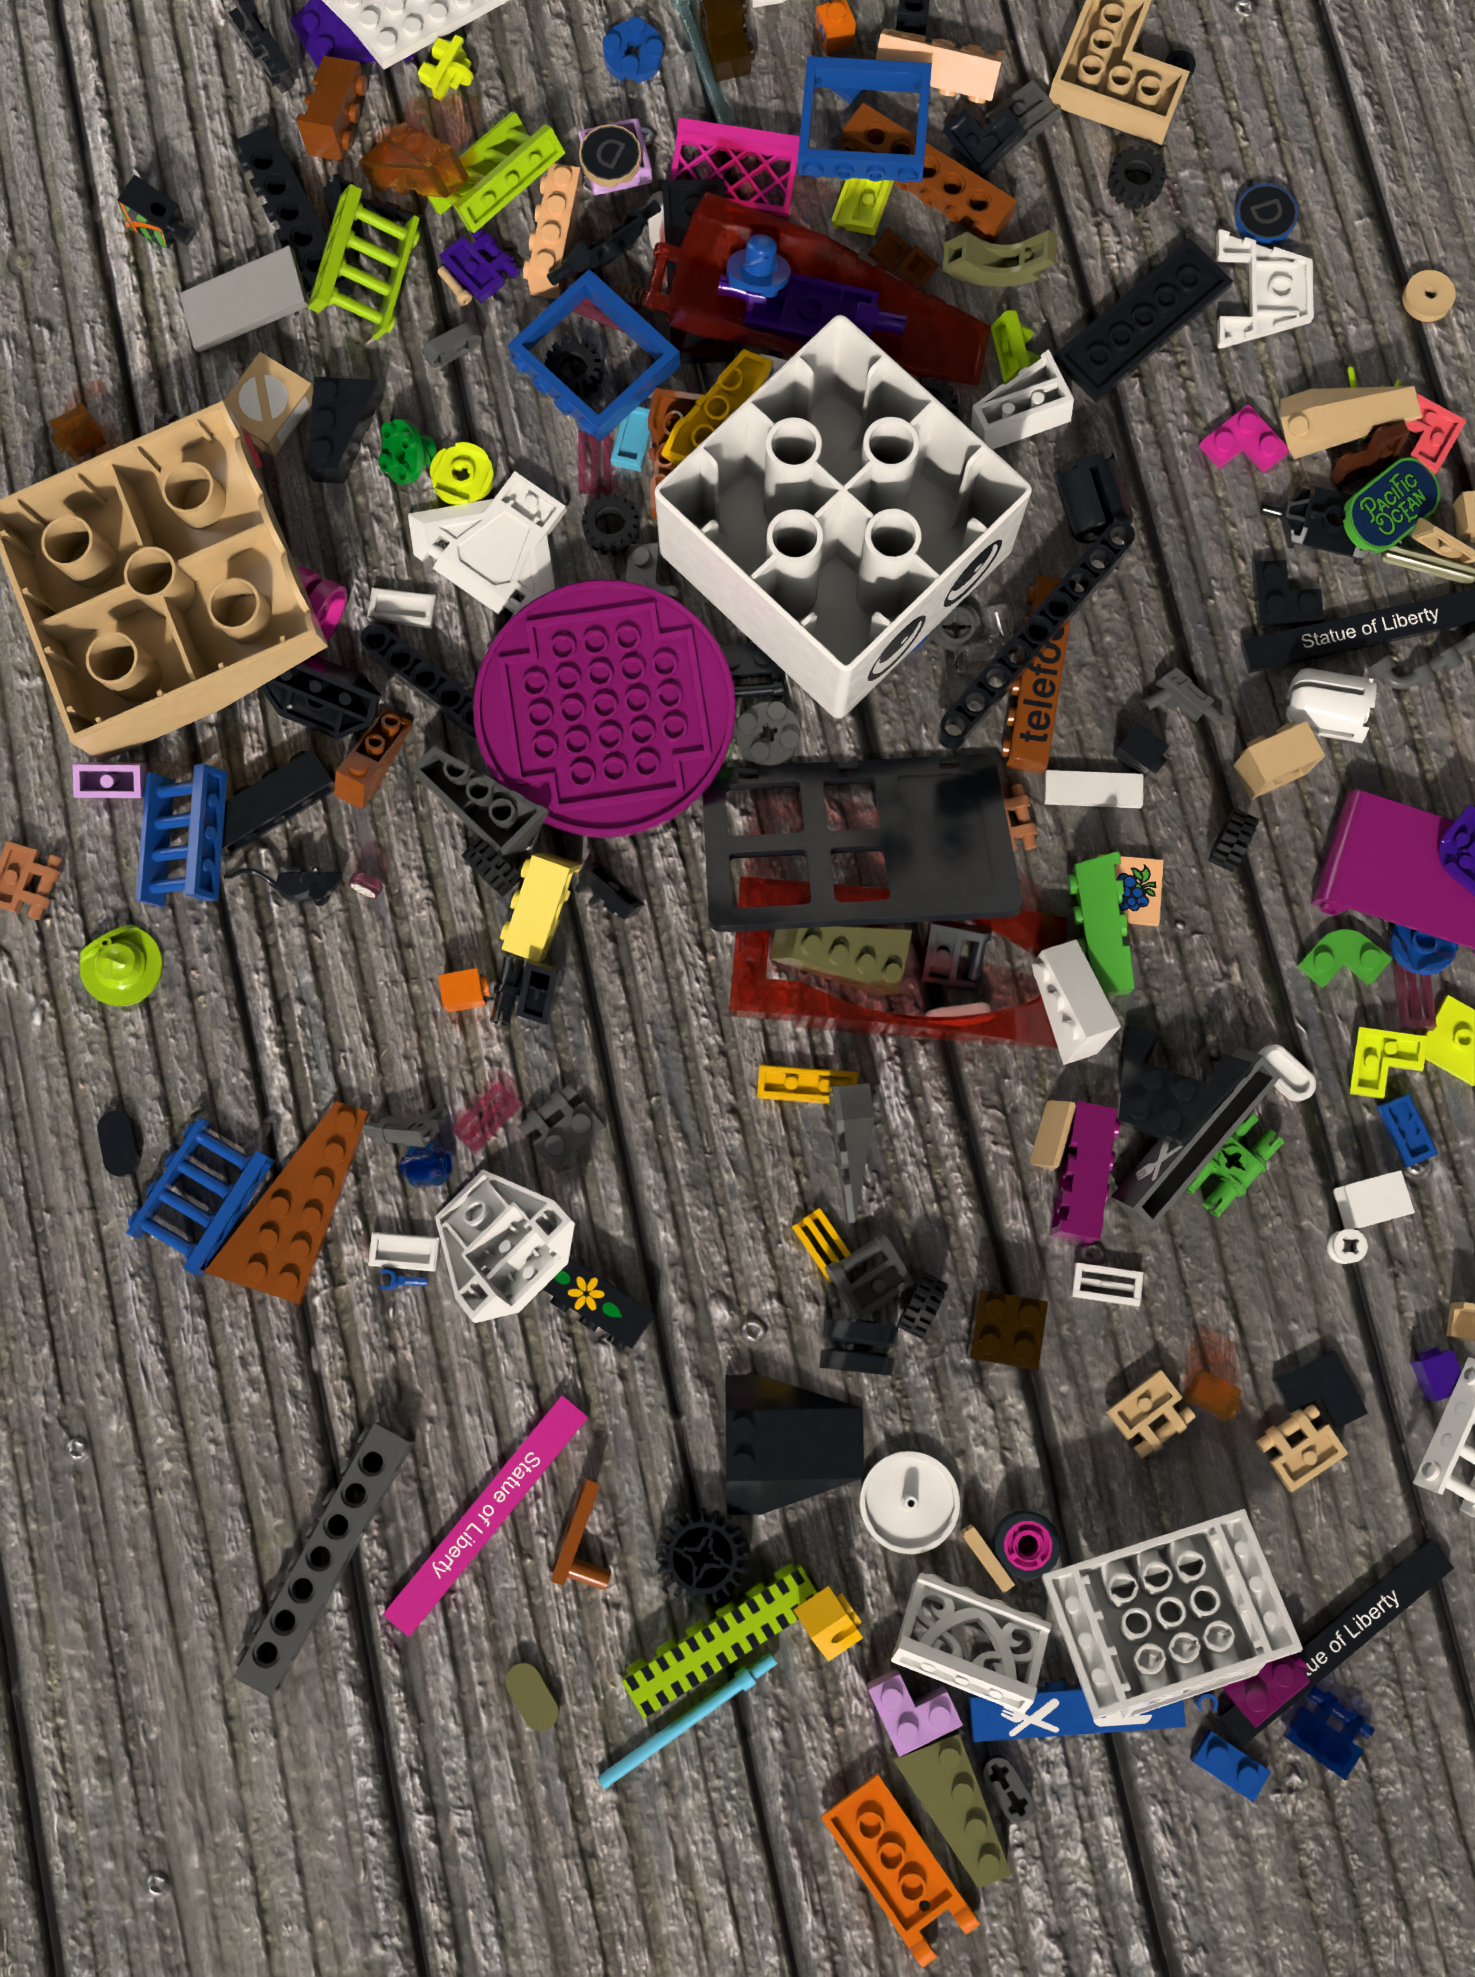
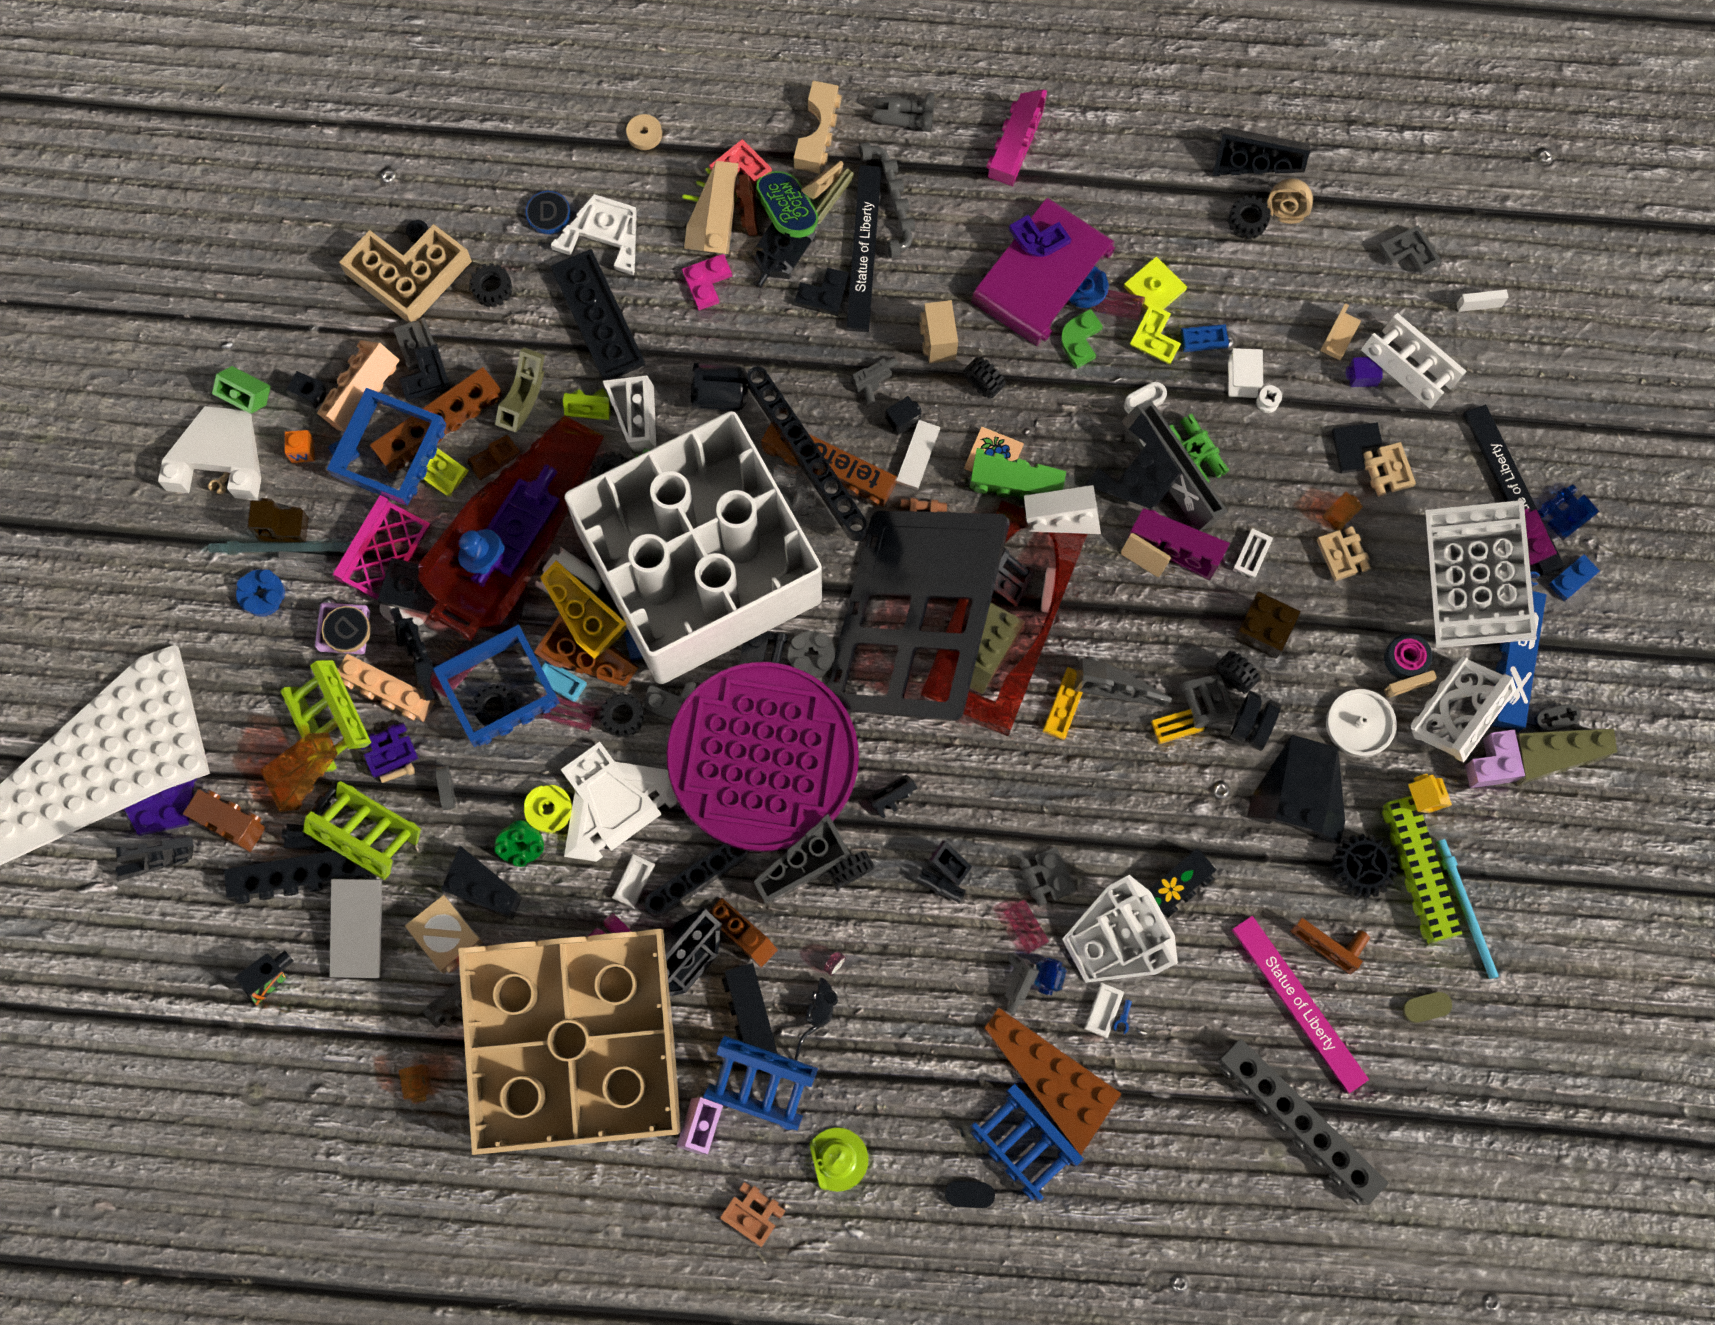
camera: 75 degrees left, 5 degrees down
(451, 69) = (229, 737): neon yellow hips -> none
(463, 990) = (932, 915): orange brick -> none
(538, 905) = (888, 843): light yellow wedge -> none
(896, 1864) = (1588, 801): orange hinge -> none
(1331, 703) = (911, 286): white cylinder -> none

